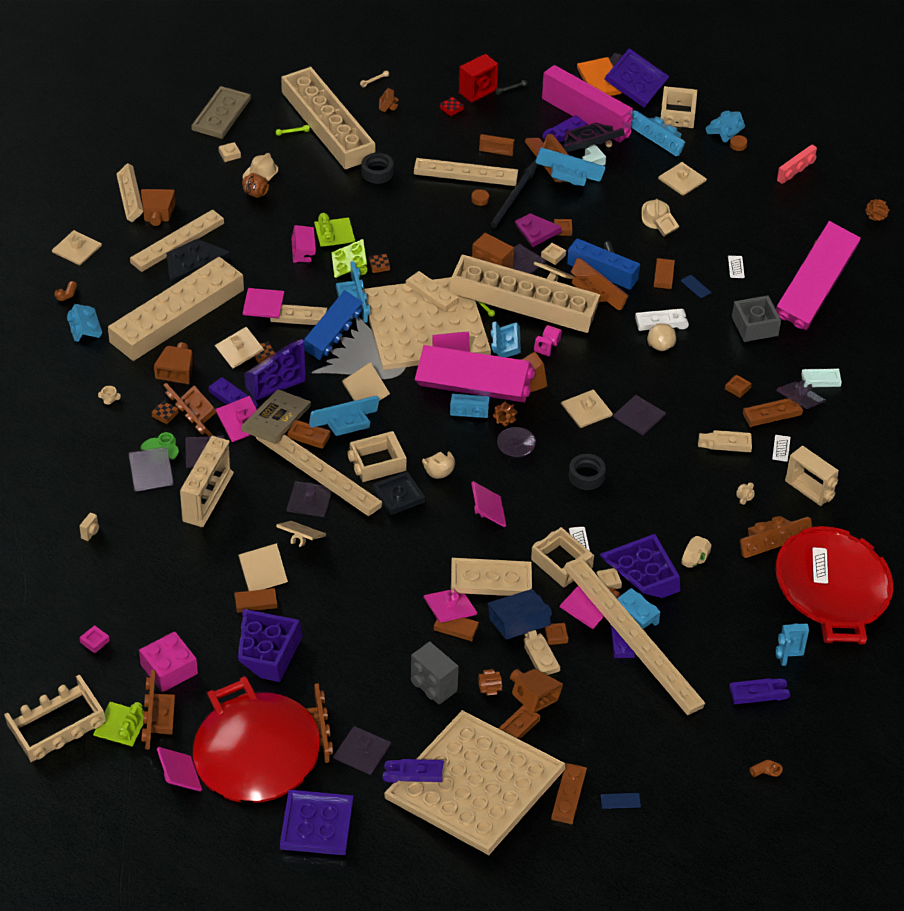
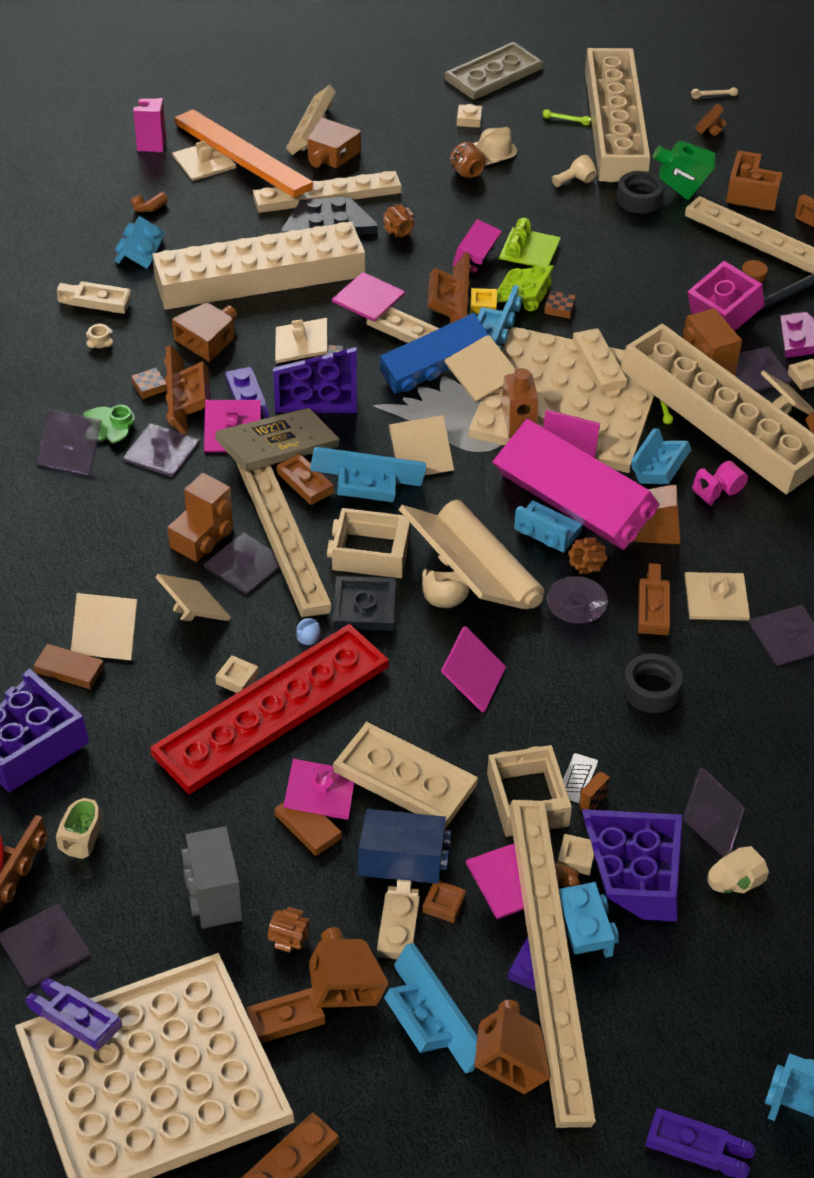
camera: 30 degrees right, 0 degrees up
(31, 236) = (150, 125): none -> dark pink hinge
(85, 369) = (95, 296): none -> tan hinge
(103, 233) = (244, 153): none -> tile
(213, 458) = (106, 466): tan window -> none
(242, 244) = (398, 220): none -> dark orange gear
(271, 481) = (204, 520): none -> dark orange brick
(310, 280) = (450, 292): none -> dark orange bracket
(331, 165) = (581, 168): none -> tan bar
(332, 277) = (482, 298): none -> yellow plate
(338, 682) = (79, 828): none -> tan rock
(357, 563) = (236, 674): none -> tan plate
(368, 323) = (480, 367): none -> tan piece
(380, 525) = (308, 631): none -> light blue hinge
(389, 574) = (268, 708): none -> red plate
(400, 141) = (684, 166): none -> green torso
(409, 337) = (517, 391): none -> dark orange torso
(444, 139) = (753, 185): none -> dark orange brick
(446, 437) = (476, 555): none -> tan door
(451, 106) = (792, 154): red tile -> none
(479, 219) = (729, 292): none -> dark pink brick
(558, 426) = (654, 603): none -> dark orange hinge
(590, 688) = (429, 1010): none -> dark azure bracket
(596, 545) = (594, 792): none -> dark orange tile
(645, 686) = (512, 1048): none -> dark orange torso
(665, 527) = (713, 813): none -> clear purple piece

